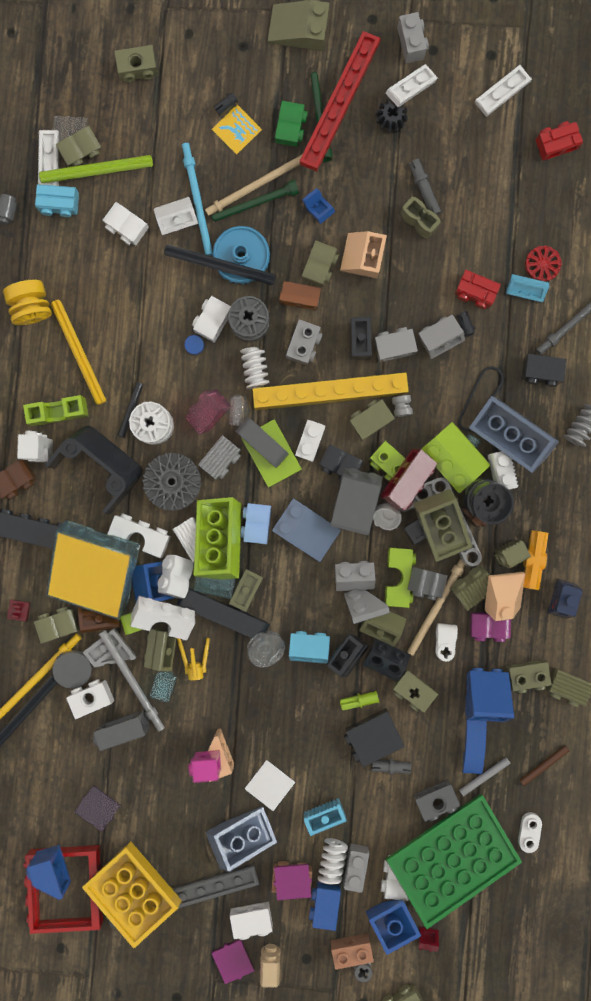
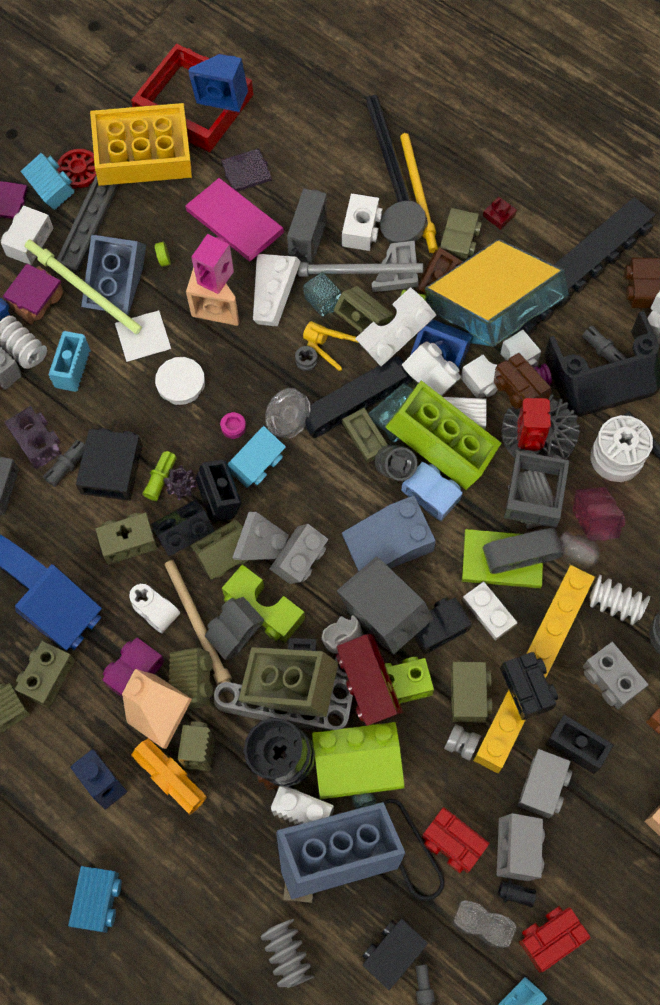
camera: 120 degrees right, 20 degrees down
(80, 477) = (603, 346): none -> dark grey pin
(129, 505) = (544, 372): none -> magenta bush
(144, 787) = (234, 219): none -> dark pink tile
(151, 511) = (520, 381): none -> reddish brown brick
(174, 929) = (78, 167): none -> red wheel
(179, 723) = (272, 286): none -> white wing
(180, 483) = (533, 423): none -> red brick
(195, 457) = (532, 512): none -> dark grey window
(201, 939) = (48, 181): none -> medium azure brick
(204, 815) = (162, 254): none -> lime tile
(211, 669) = (305, 351): none -> dark grey bush
(255, 557) = (396, 462): none -> dark grey wheel
(263, 890) = (47, 259): none -> yellowish green bar
(286, 736) = (180, 380): none -> white tile
(294, 679) = (233, 425): none -> dark pink tile
(352, 384) = (528, 685): none -> black brick
(359, 689) = (178, 488): none -> gear
(394, 800) = (33, 437): none -> clear purple brick
(461, 375) = (455, 841): none -> red brick
(498, 335) = (476, 921): none -> clear brick

